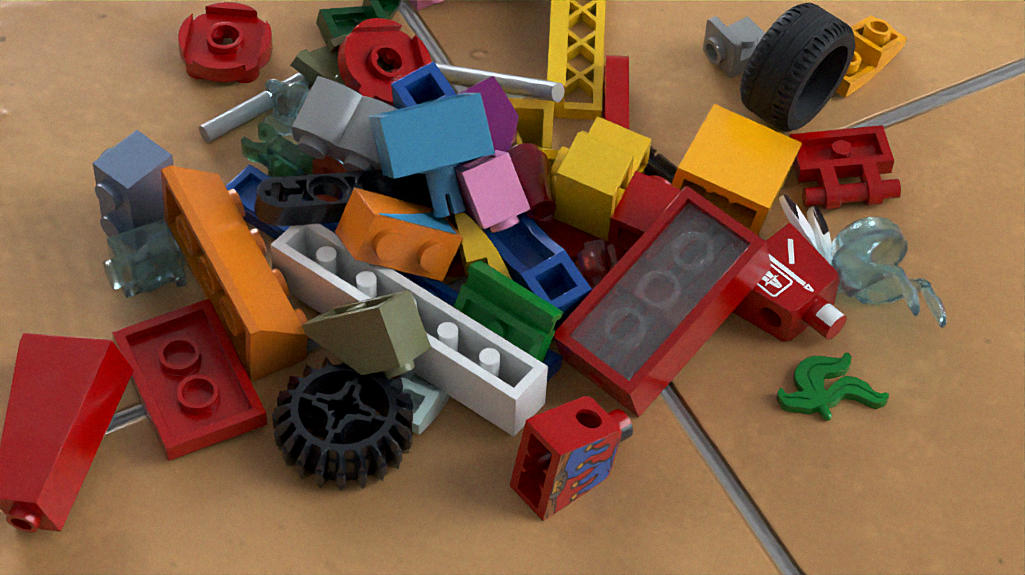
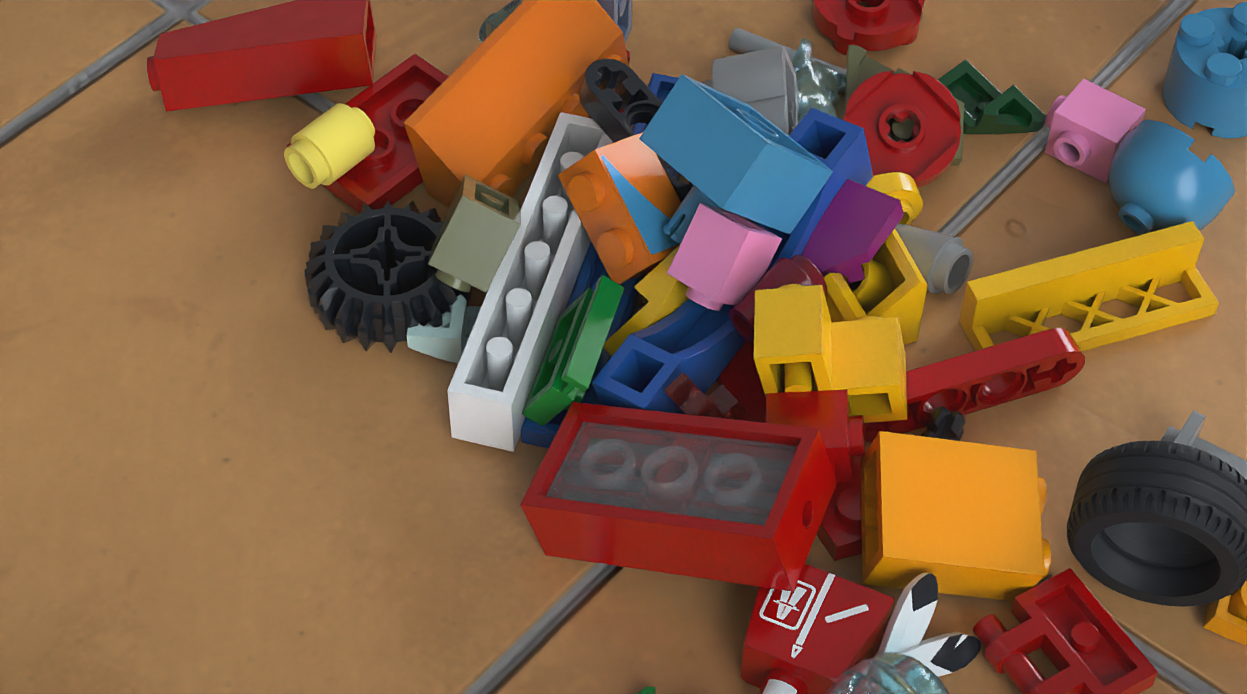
camera: 70 degrees right, 0 degrees up
(208, 408) = (330, 145): none -> light yellow brick
(509, 83) = (933, 228): light grey bar -> none
(566, 453) = (425, 479): red torso -> none

